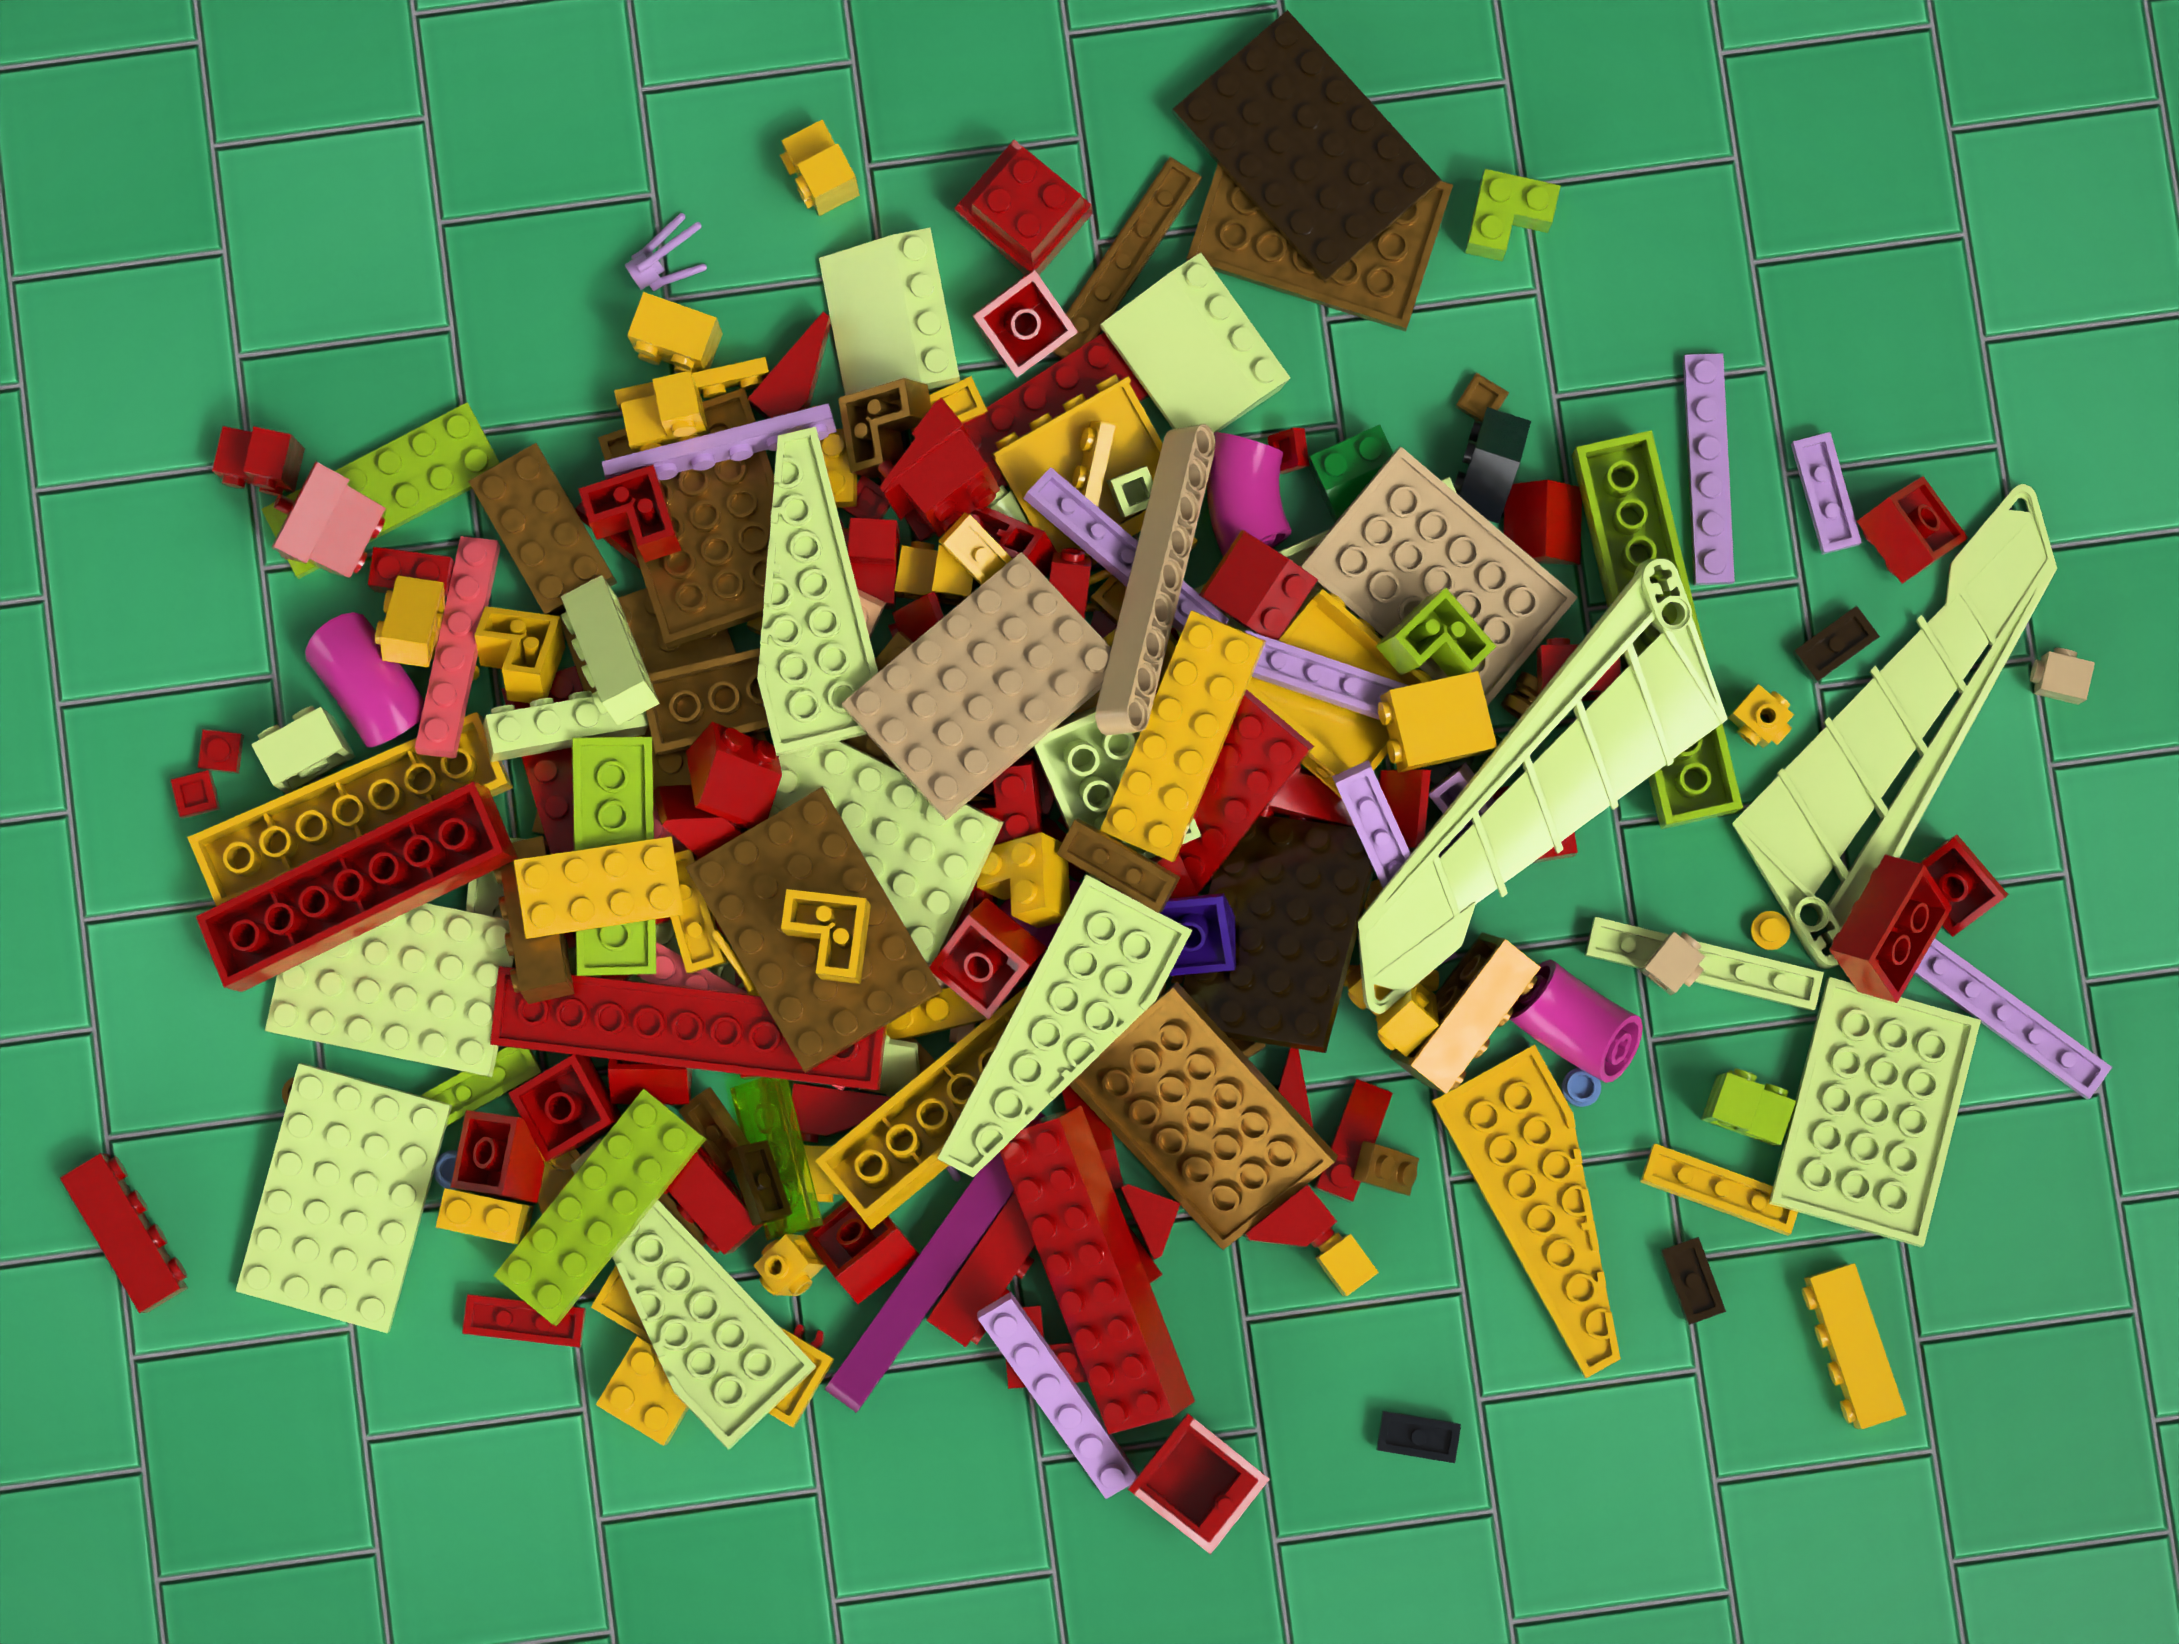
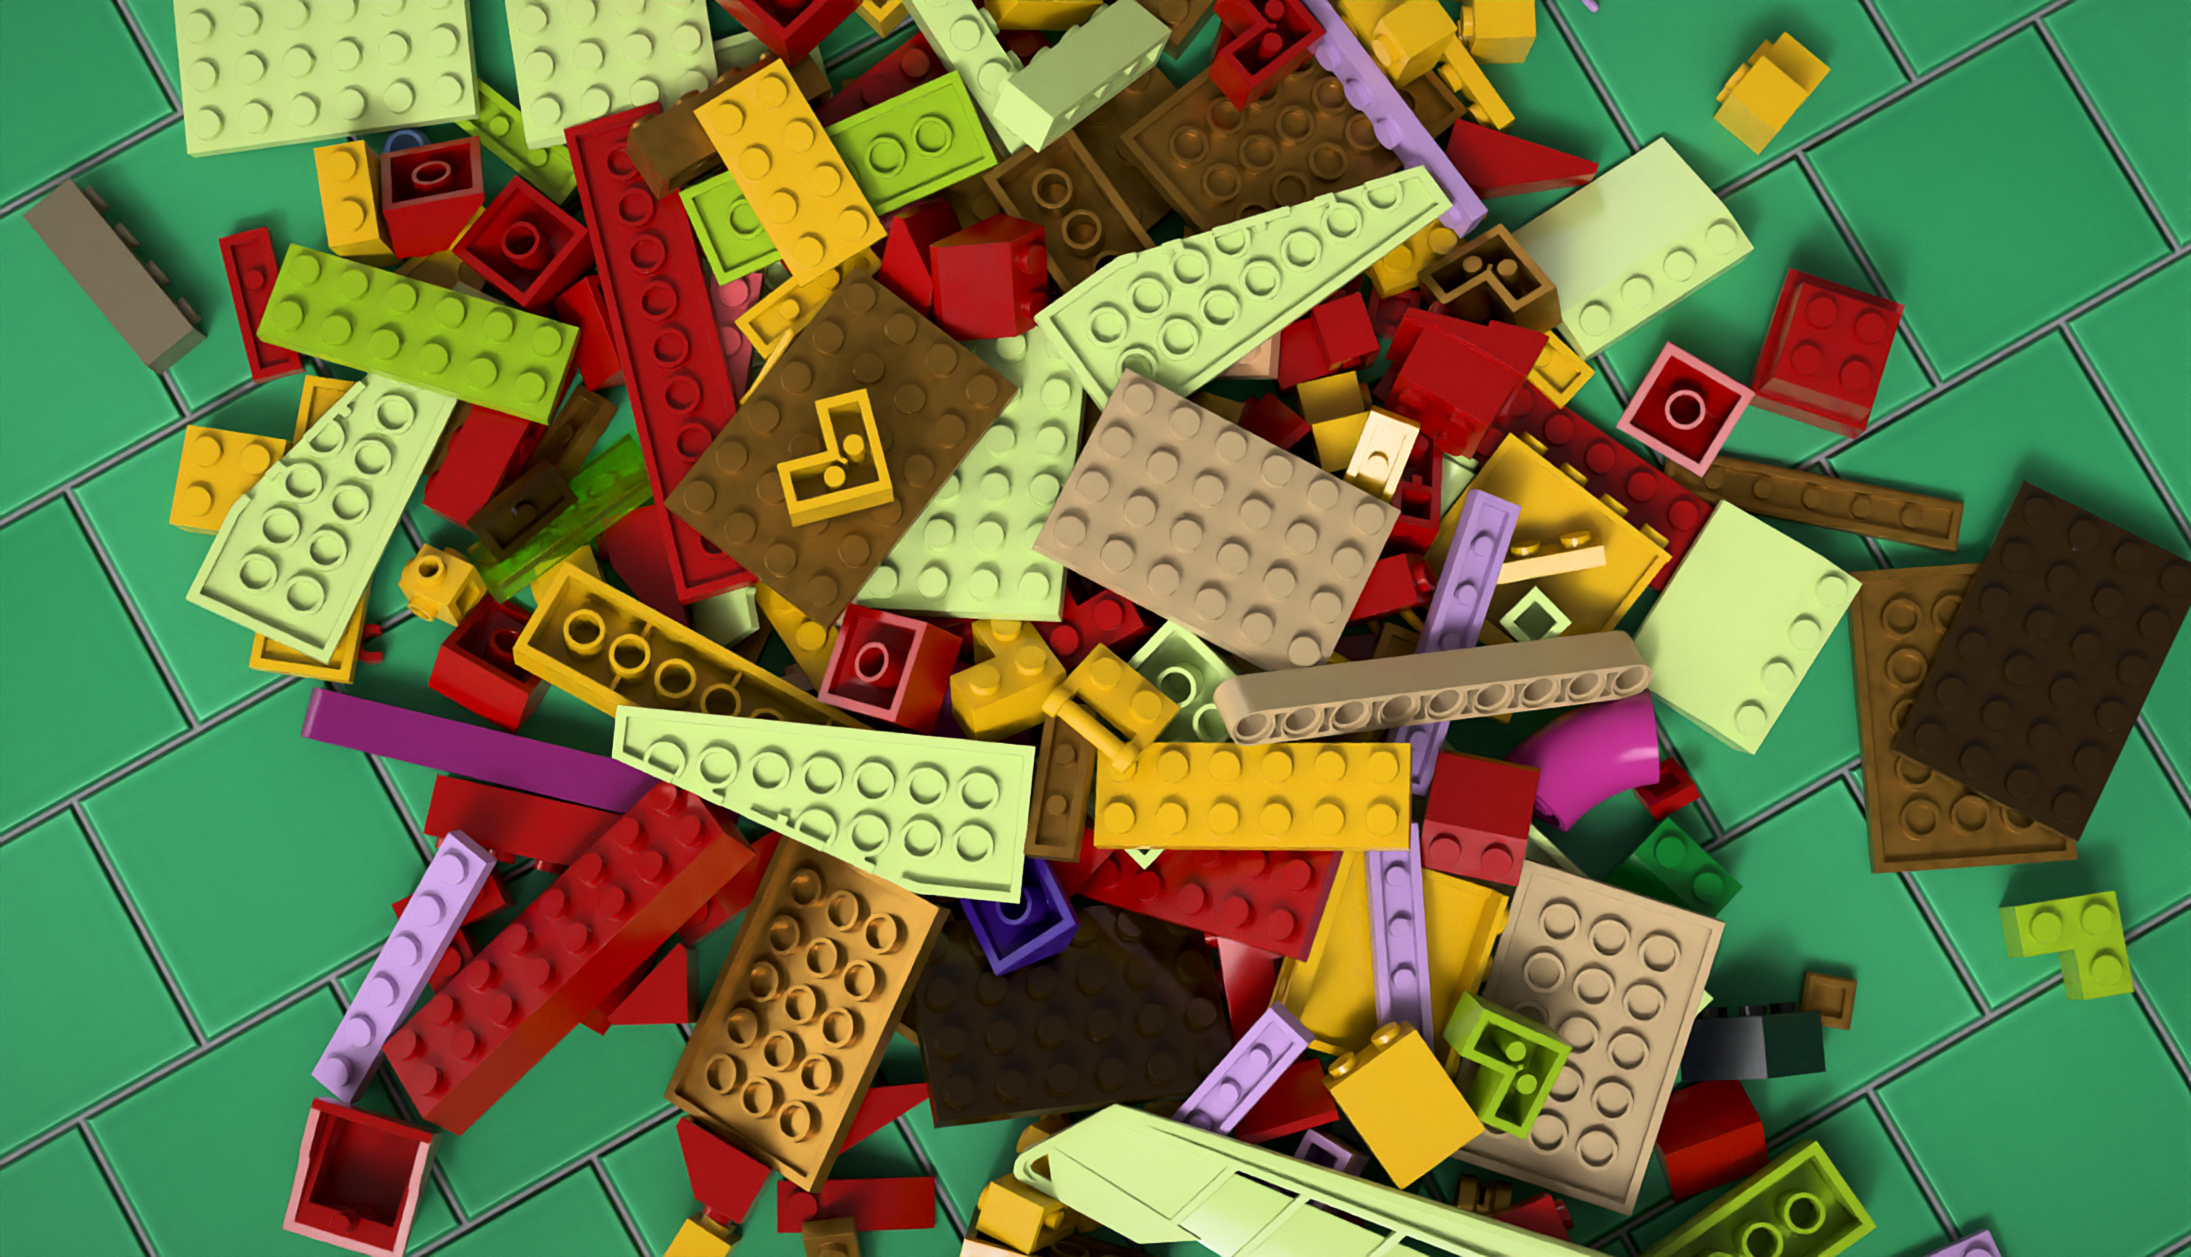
camera: 70 degrees right, 0 degrees up
(458, 1420) = (115, 276): none -> dark tan brick
(1077, 800) = (1119, 697): none -> yellow plate

